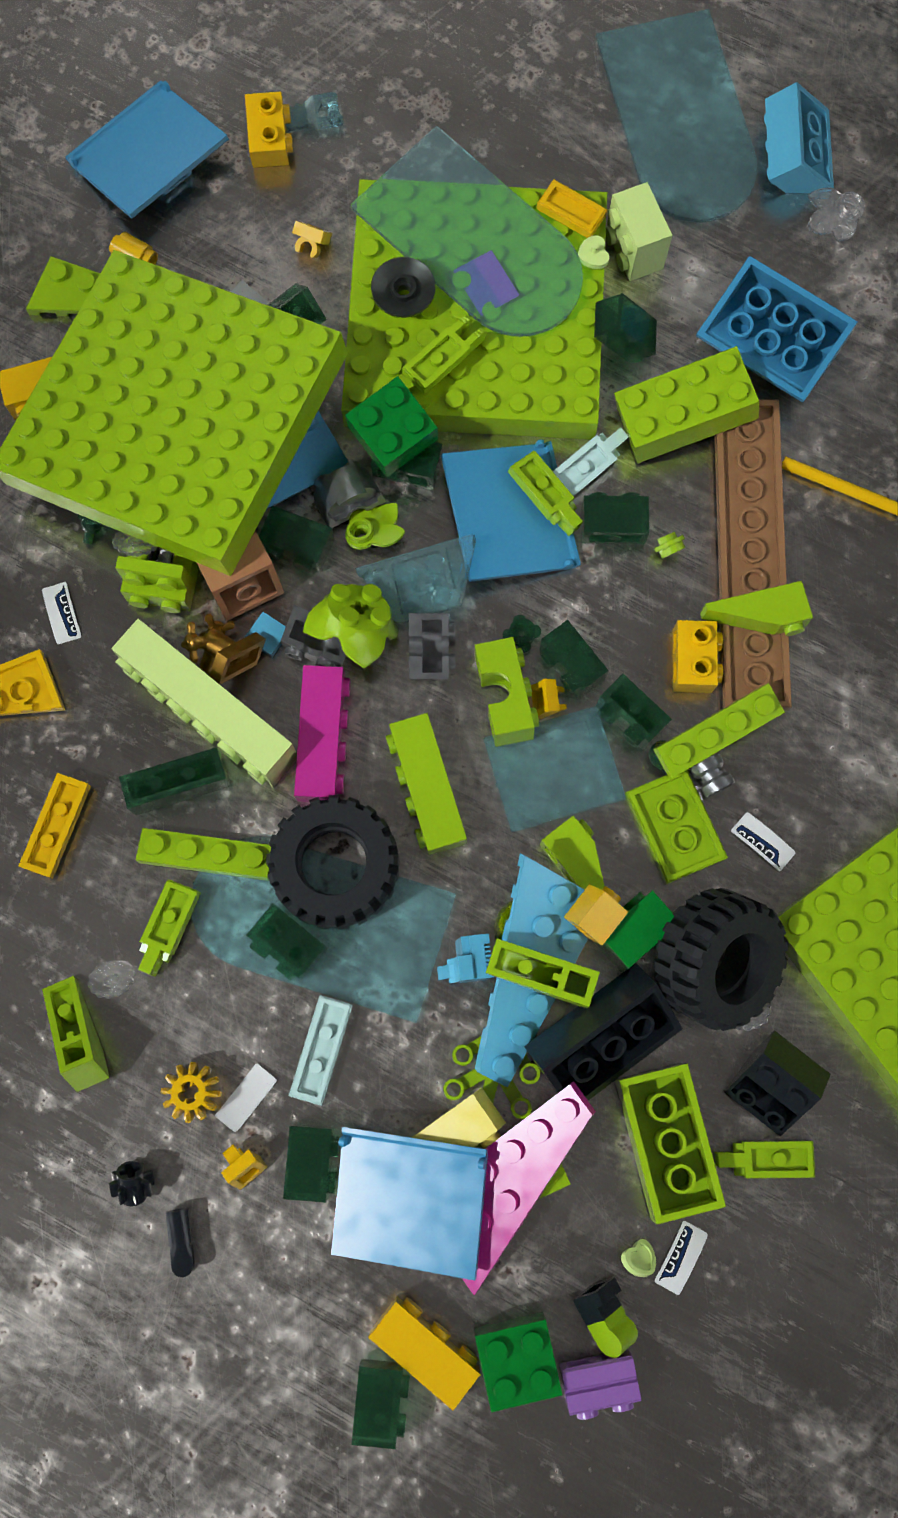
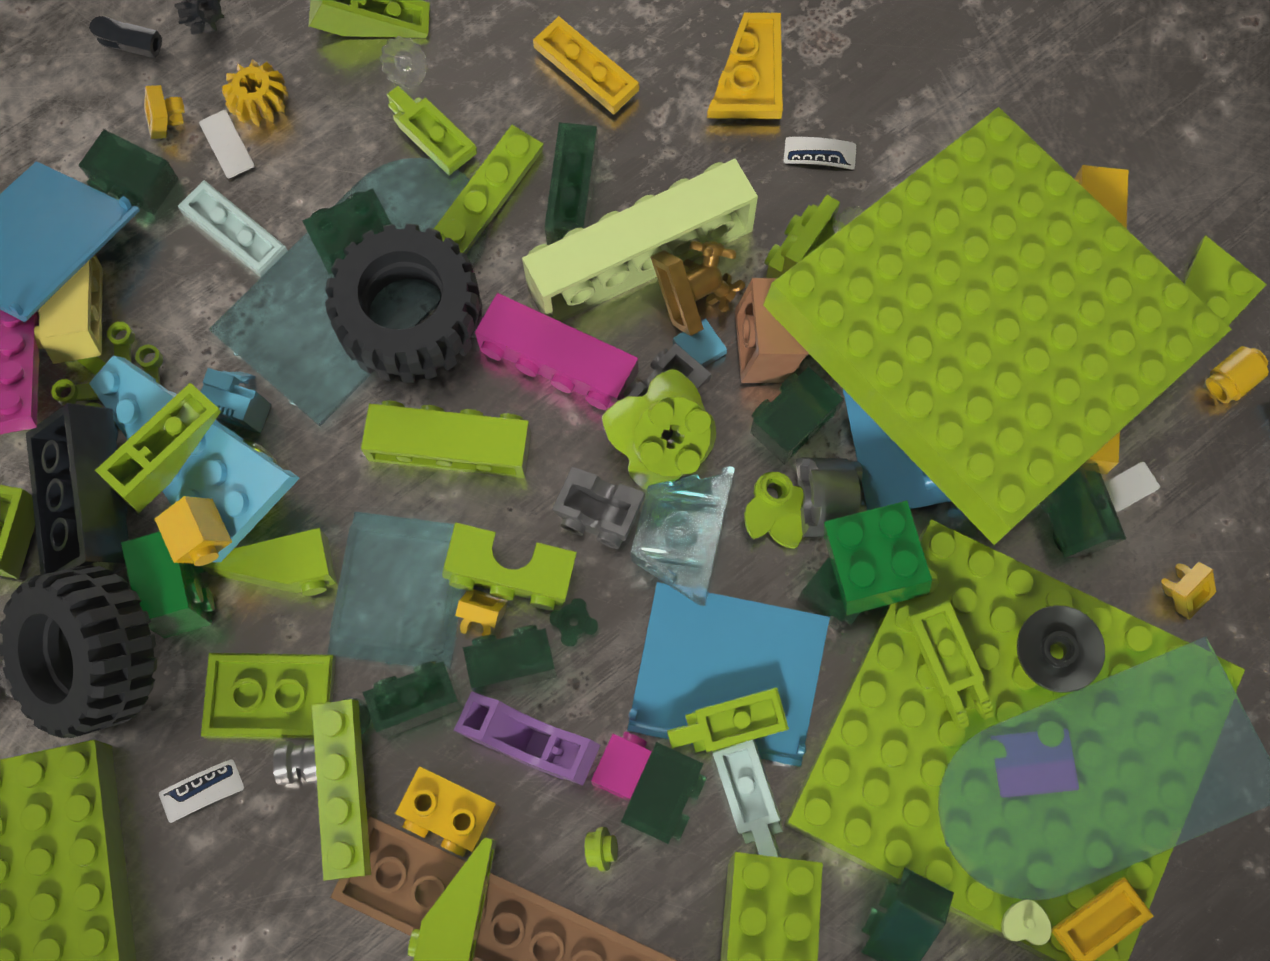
camera: 115 degrees right, 5 degrees down
(608, 553) = (622, 765): none -> dark pink brick
(621, 619) = (527, 739): none -> medium lavender arch

